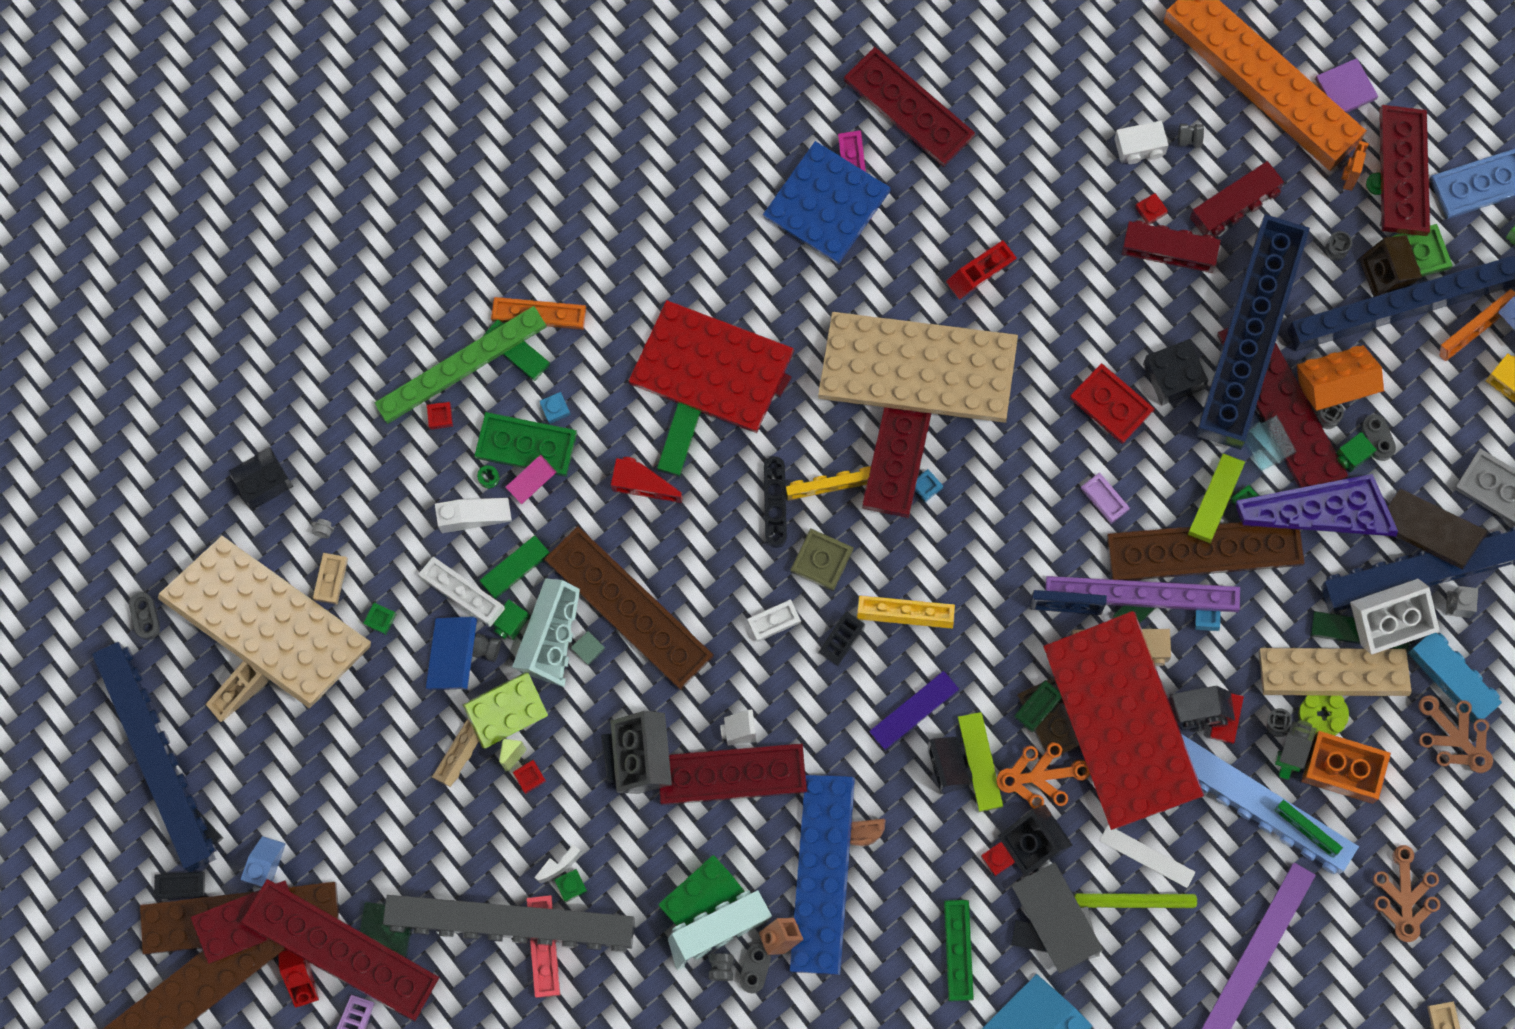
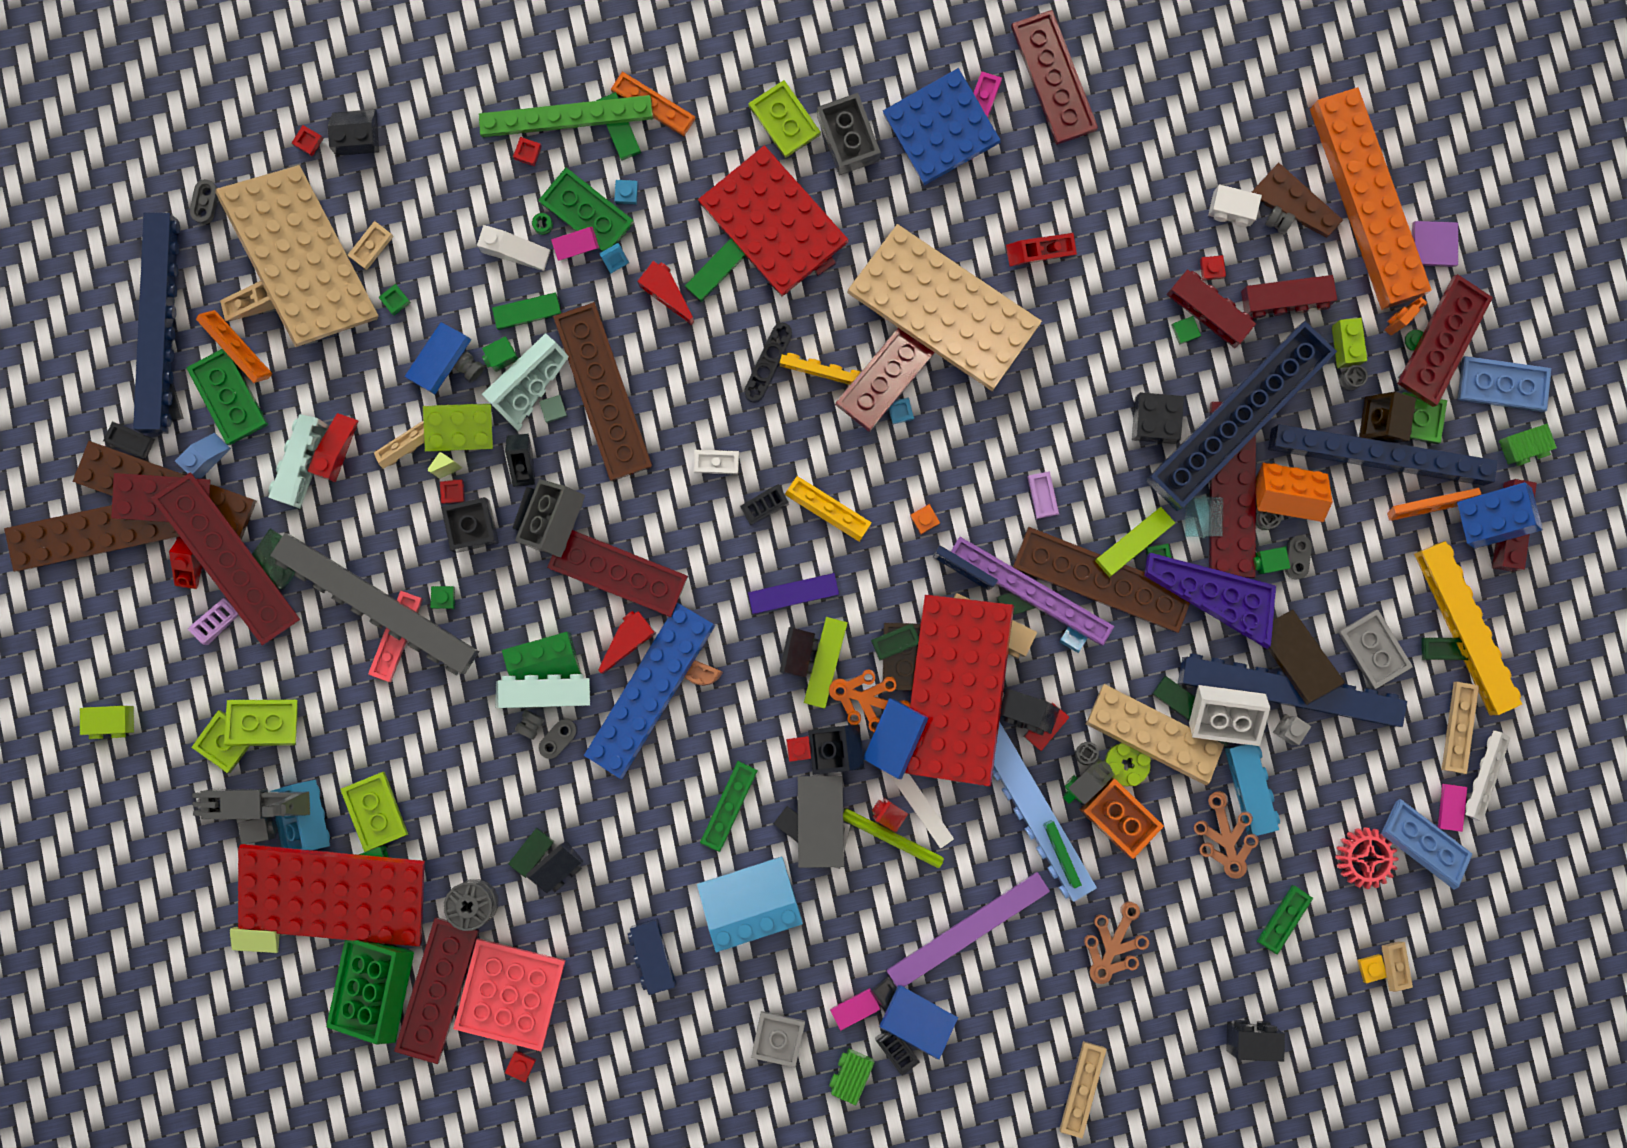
camera: 15 degrees right, 10 degrees up
(218, 508) = (307, 140): none -> red plate
(242, 740) = (234, 346): none -> orange tile
(259, 793) = (227, 396): none -> green plate
(322, 528) = (384, 200): light grey plate -> none
(362, 820) = (292, 471): none -> light aqua wedge
(390, 792) = (333, 448): none -> red slope
(461, 591) = (470, 310): white plate -> none
(552, 869) = (434, 577): white slope -> none
(564, 799) = (470, 525): none -> black brick
(575, 475) = (614, 258): none -> dark azure tile
(581, 712) = (520, 459): none -> black slope
(673, 266) = (784, 119): none -> lime plate
(739, 728) = (642, 538): white slope -> none
(742, 251) = (848, 134): none -> dark grey brick
(776, 829) = (629, 636): none -> red slope
(780, 936) = (589, 724): nougat brick -> none
(822, 559) = (781, 430): olive plate -> none
(1004, 576) = (925, 519): none -> orange plate
(1087, 799) = (895, 738): none -> blue tile
(1112, 403) = (1090, 418): red plate -> none
(1120, 876) = (889, 814): none -> red slope
(1157, 278) = (1186, 330): none -> green tile
(1191, 108) = (1292, 196): none -> reddish brown wing
(1317, 215) = (1349, 342): none -> lime brick

